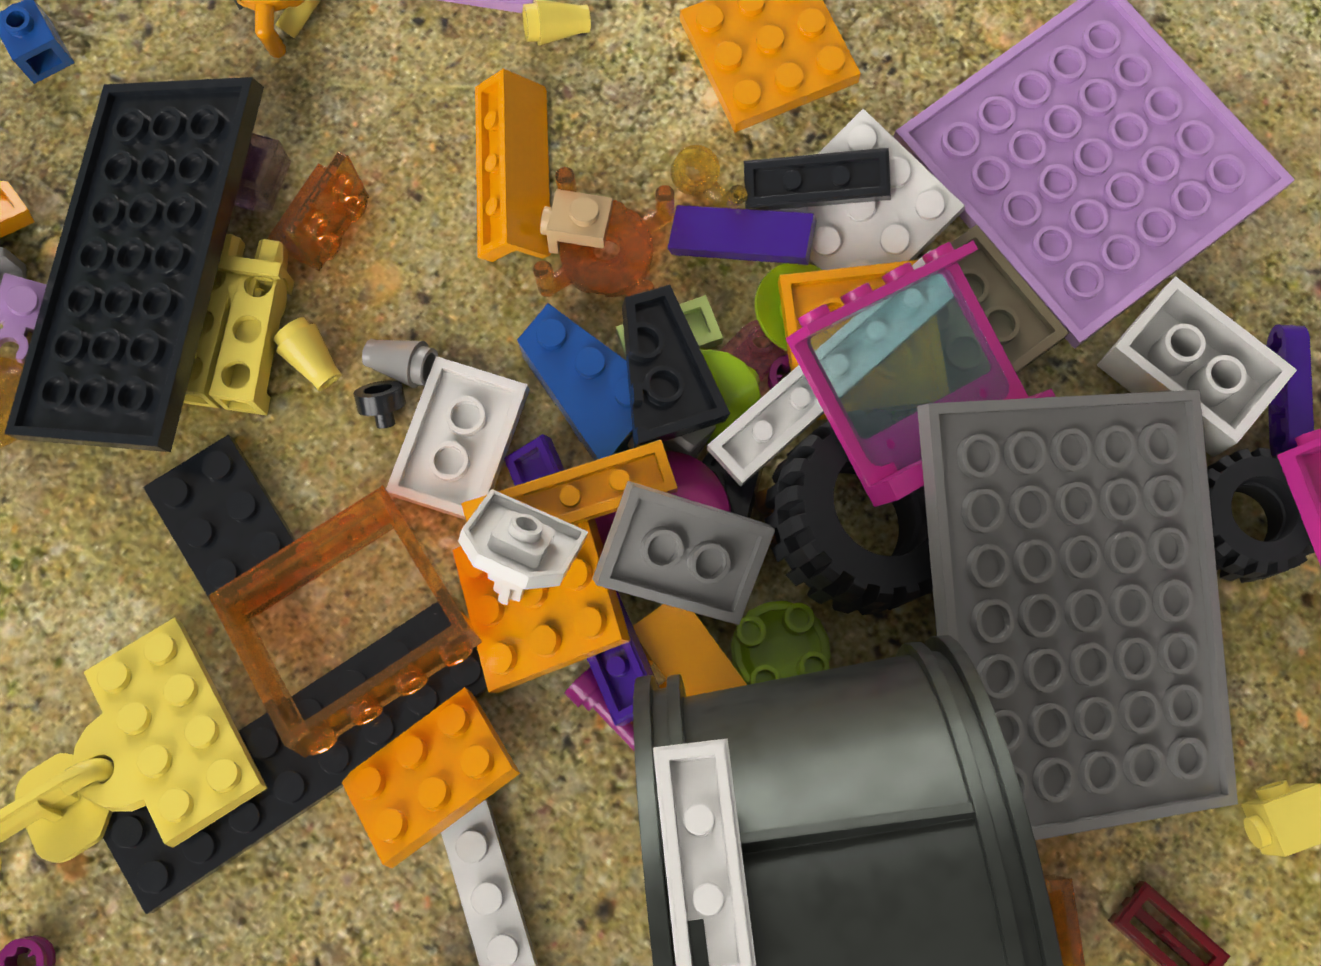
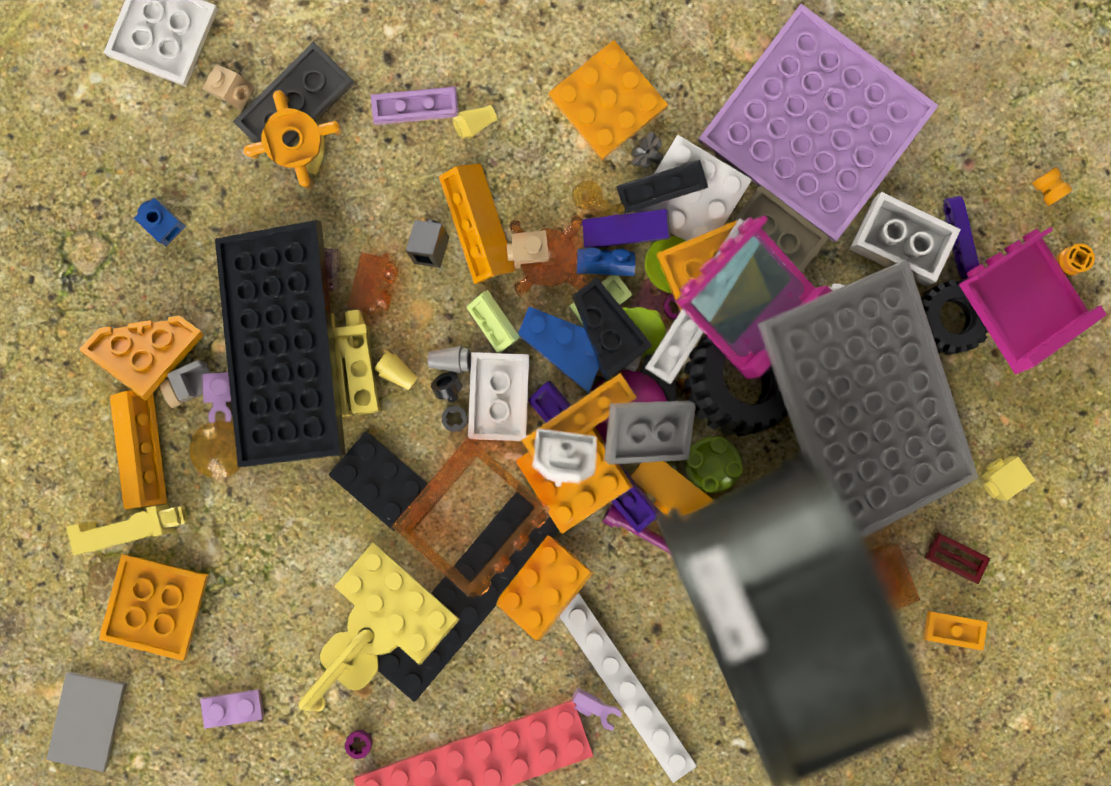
camera: 25 degrees left, 10 degrees up
(381, 442) = (453, 409): none -> dark grey bush
(421, 172) = (427, 243): none -> brick
(487, 319) = (493, 321): none -> yellowish green plate
(711, 281) = (606, 262): none -> blue plate
(810, 130) = (647, 151): none -> dark grey plant

